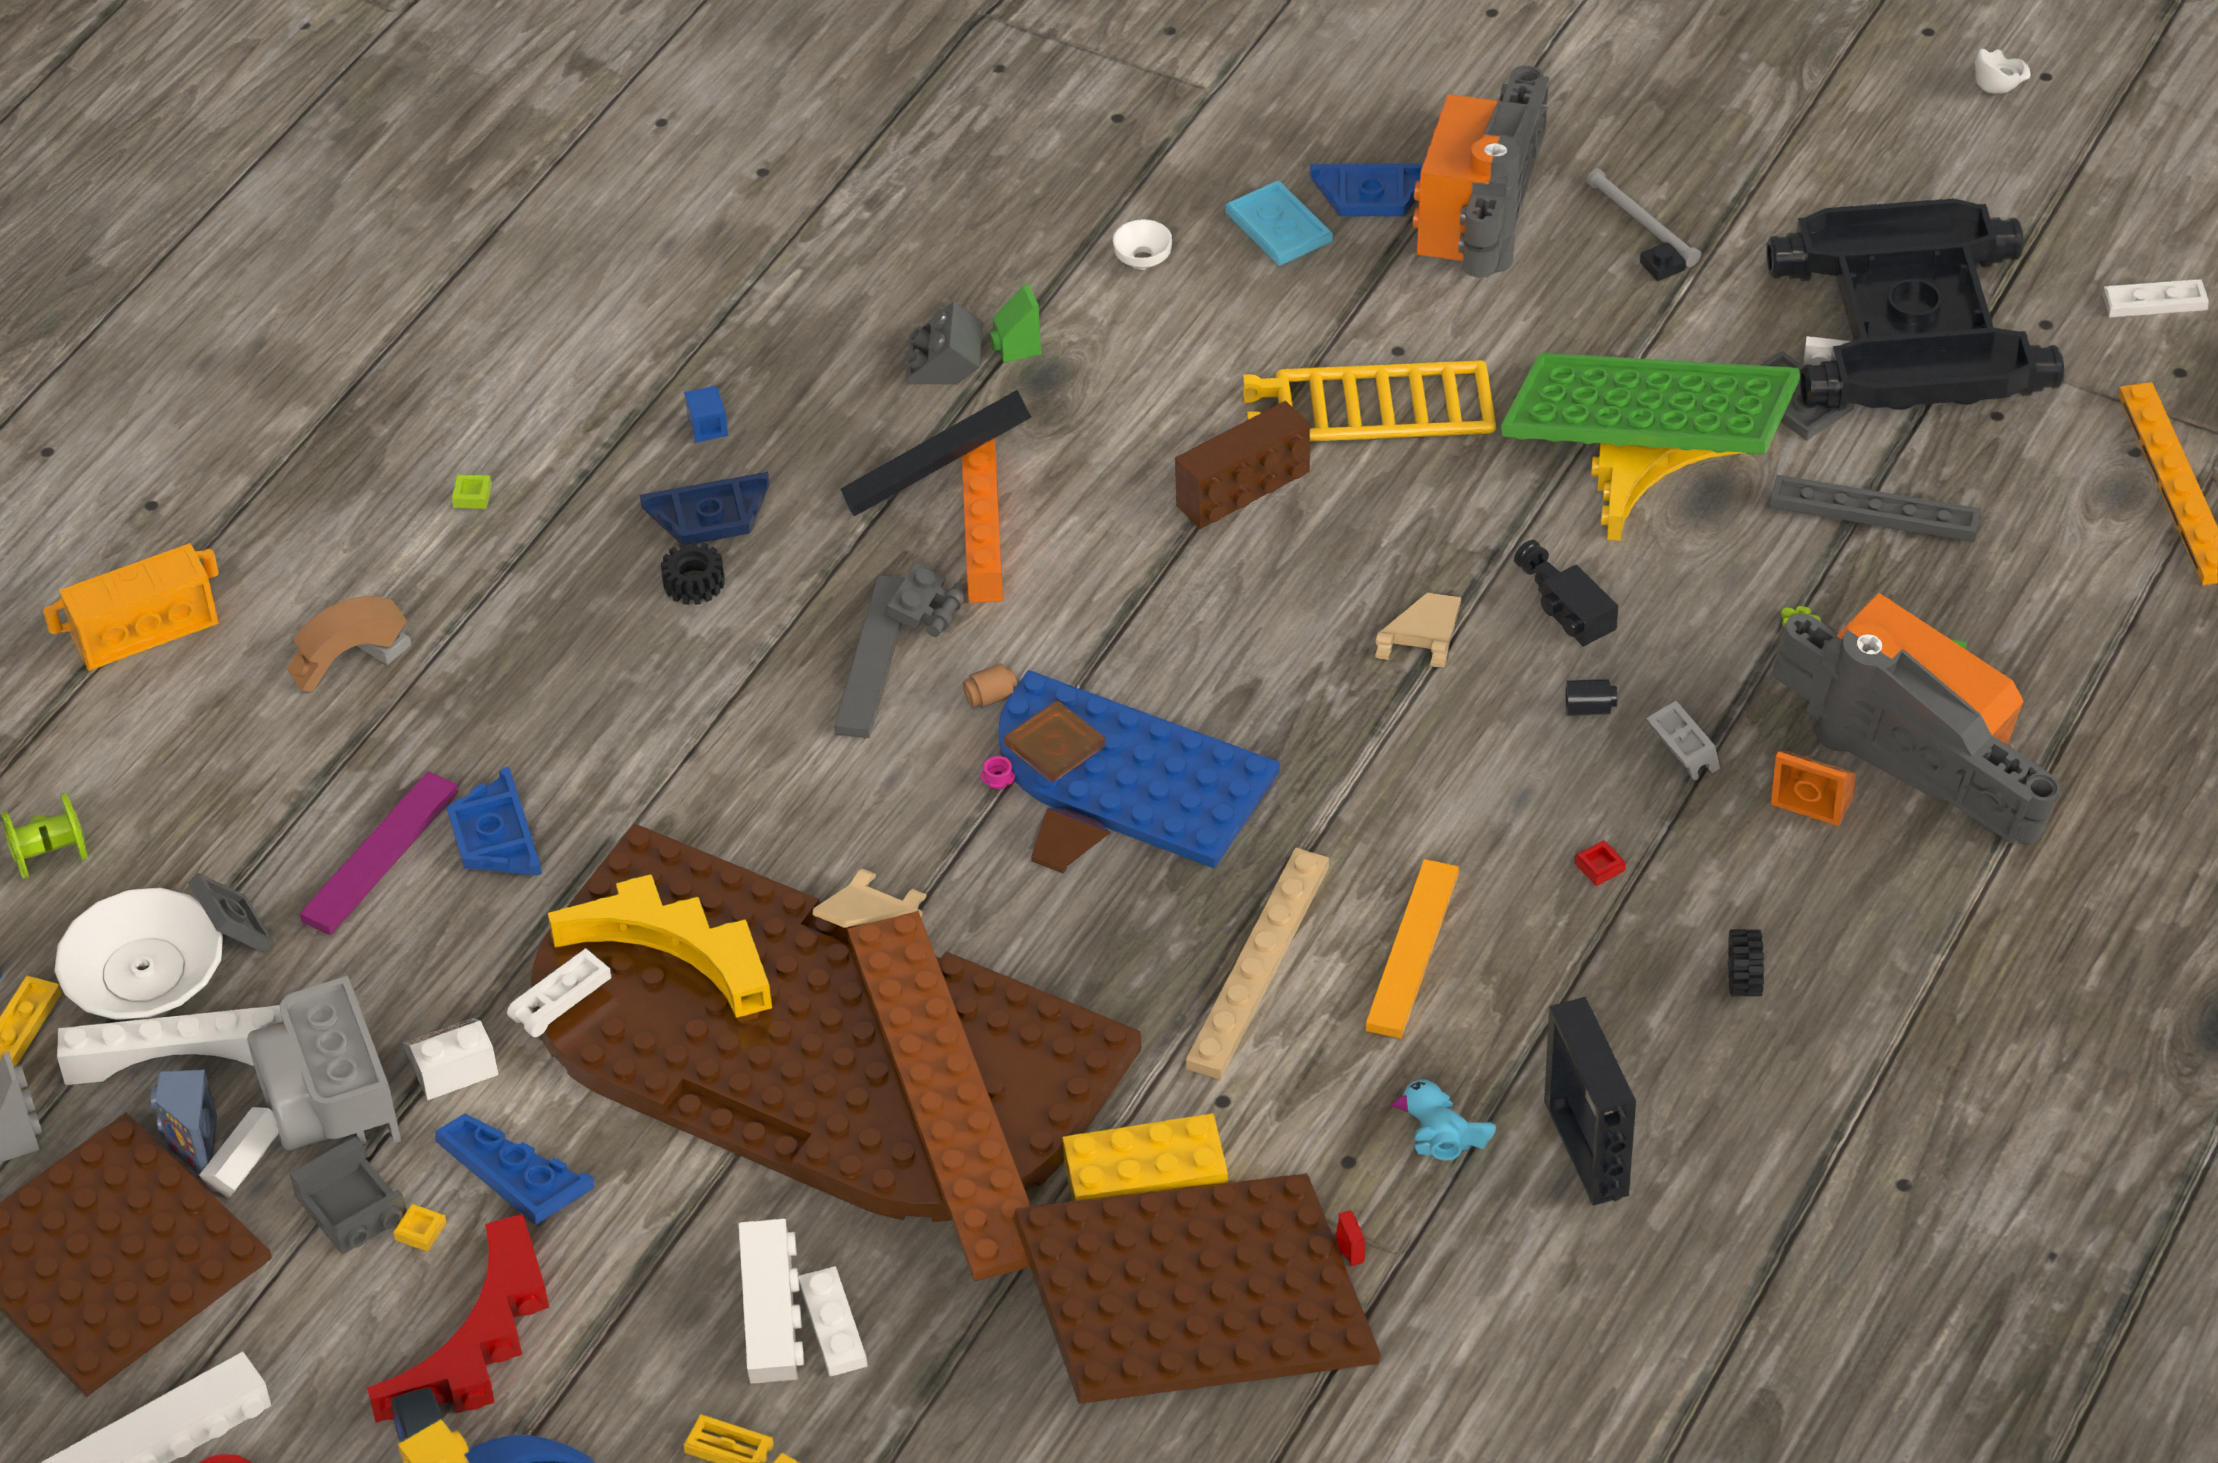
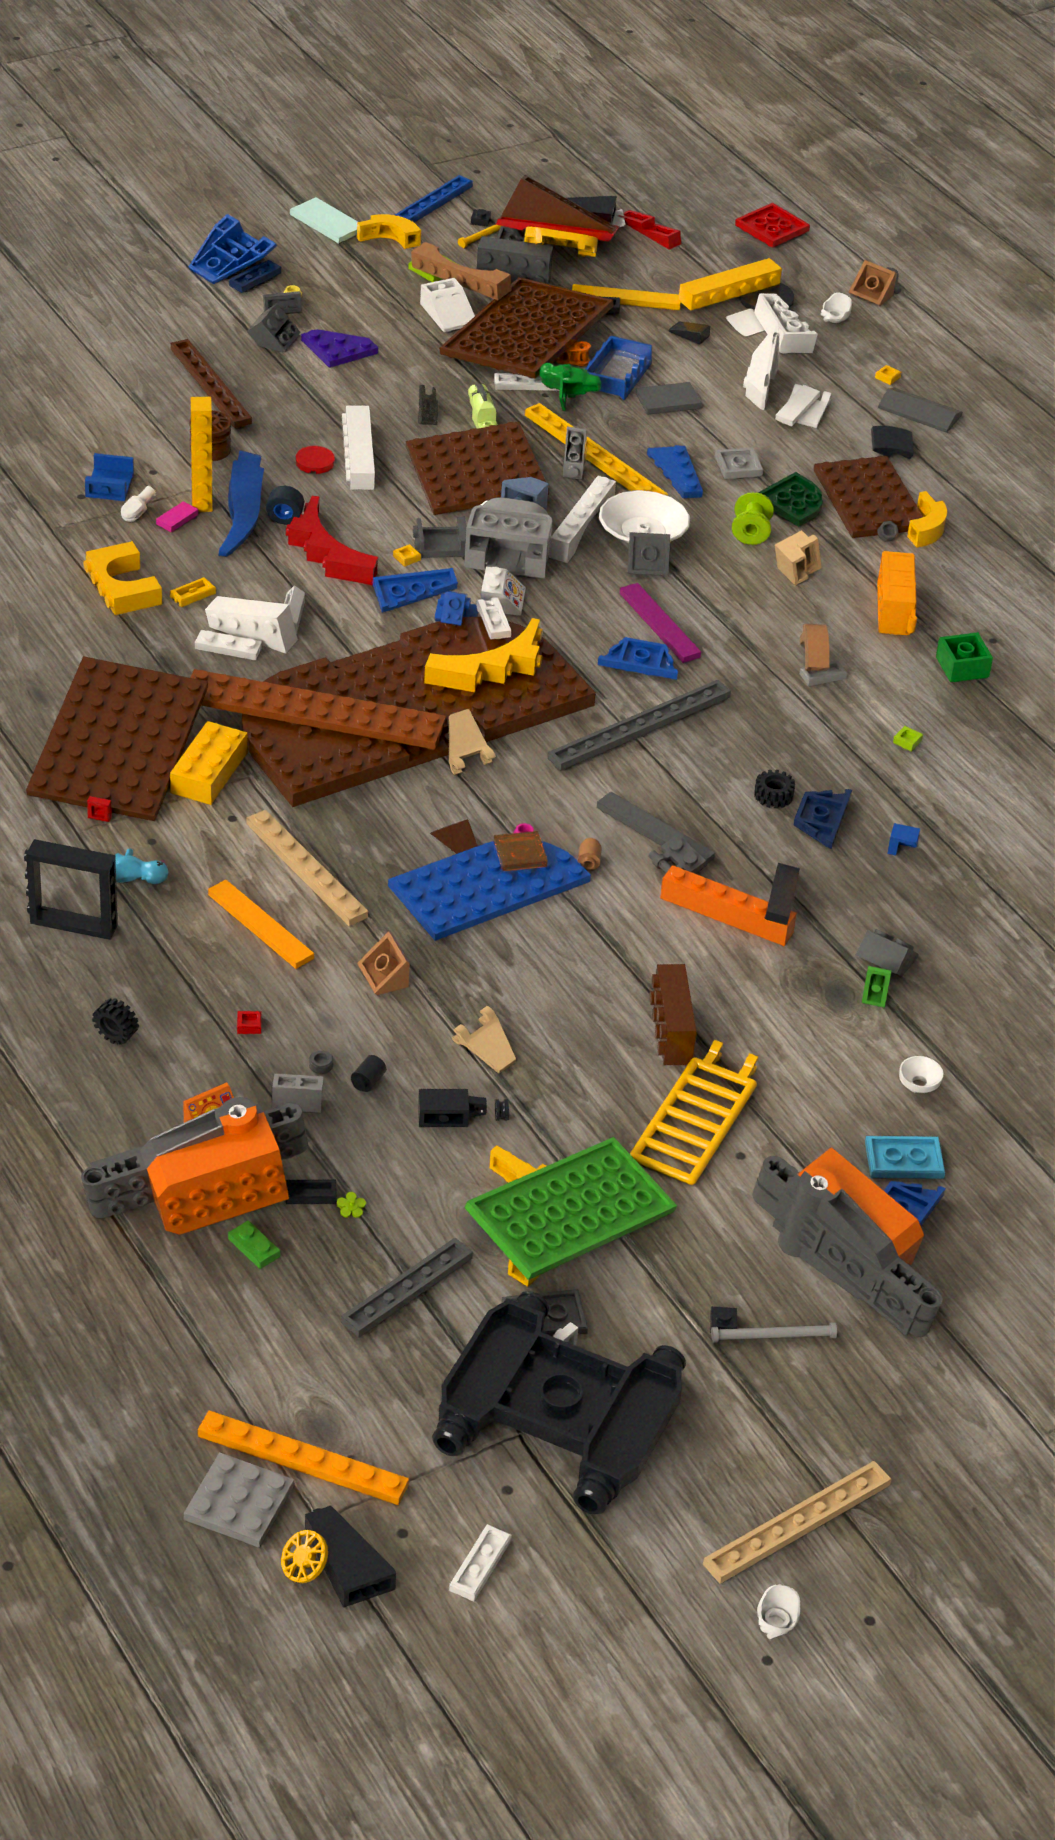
camera: 115 degrees right, 5 degrees down
(119, 745) = (798, 556): none -> tan plate
(246, 491) = (964, 657): none -> green brick
(555, 1050) = (453, 607): none -> blue tile
(658, 761) = (638, 725): none -> dark grey plate
(687, 1274) = (296, 599): none -> white piece
(1387, 773) = (385, 966): none -> medium nougat slope
(1601, 761) = (321, 1062): none -> dark grey tile
(1873, 106) = (796, 1522): none -> tan plate

